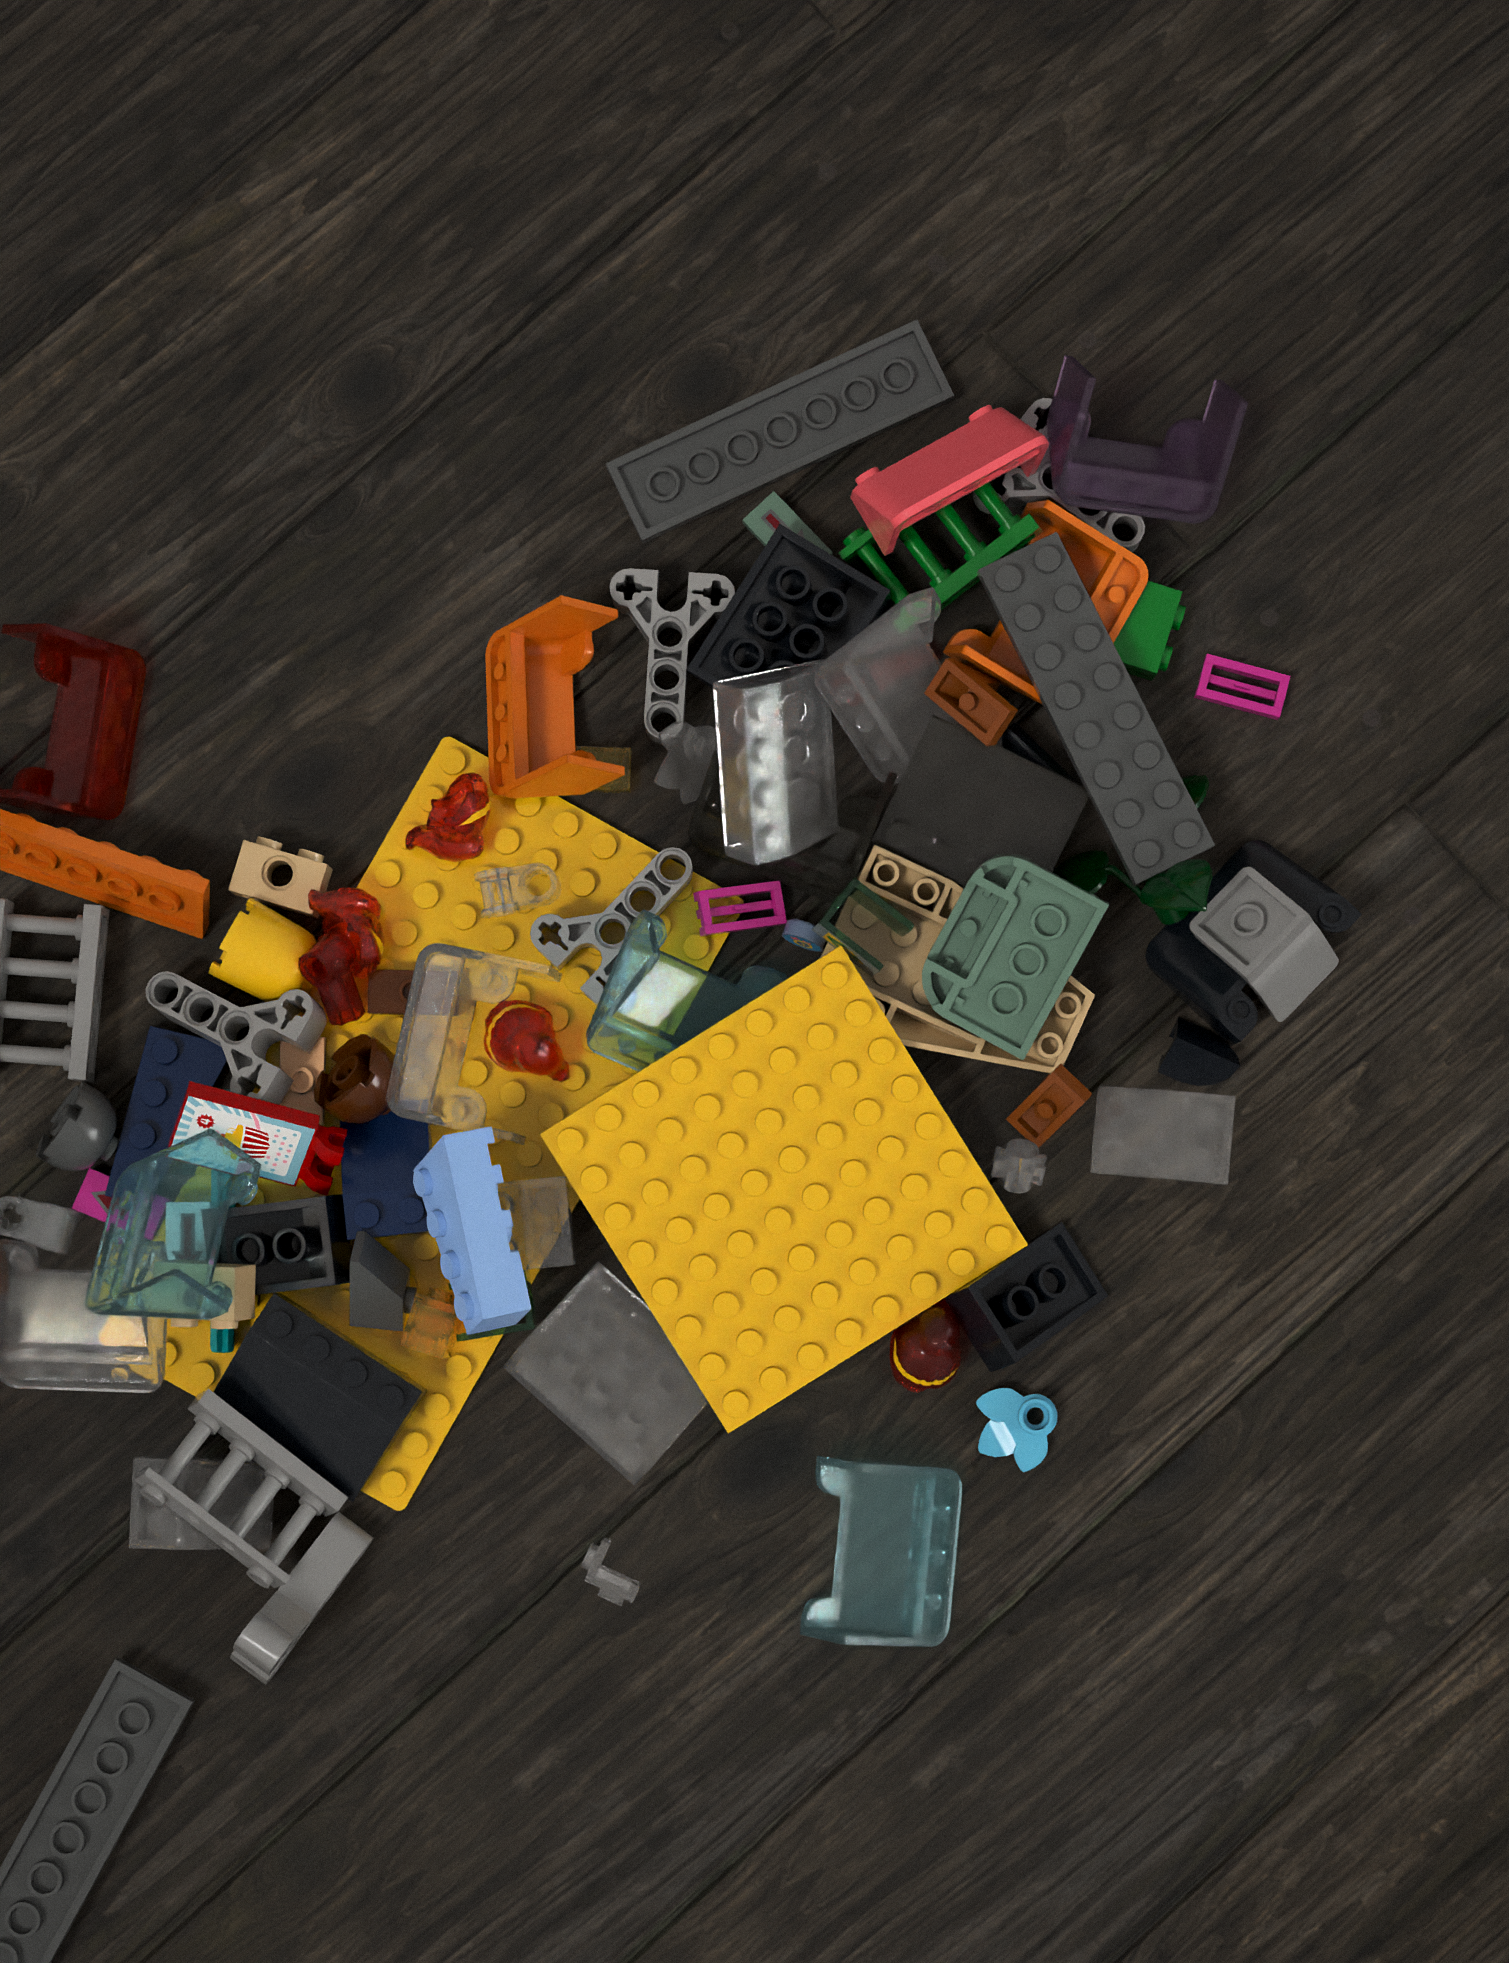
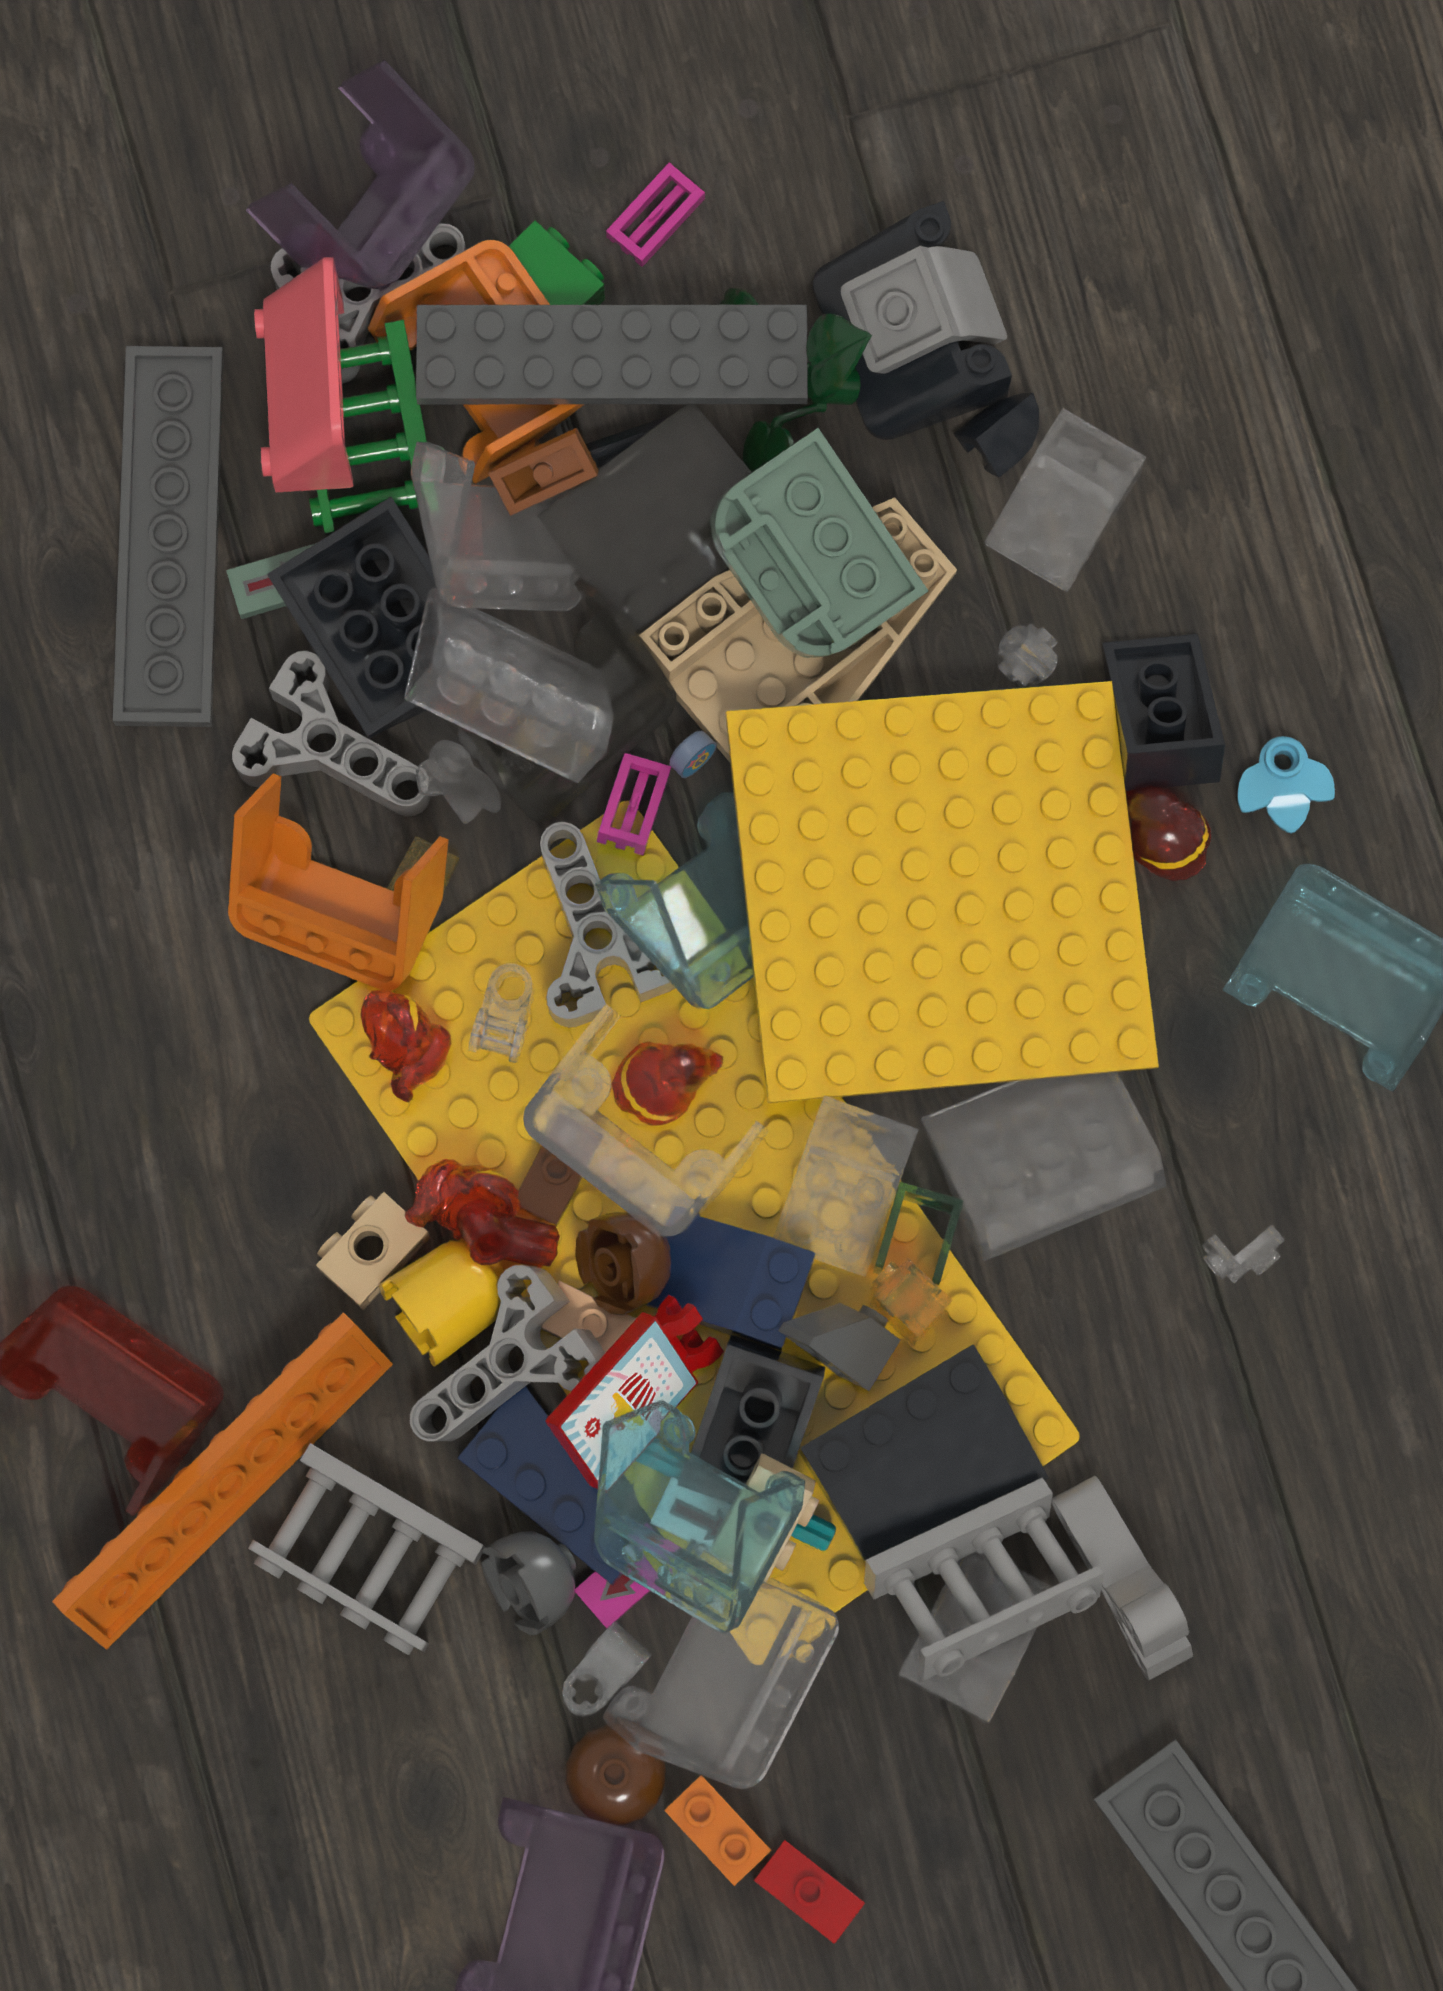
camera: 65 degrees left, 5 degrees down
(472, 1230) = (836, 1206): light blue wedge -> none
(873, 904) = (703, 662): clear green piece -> none
(1049, 1106) = (981, 595): dark orange slope -> none

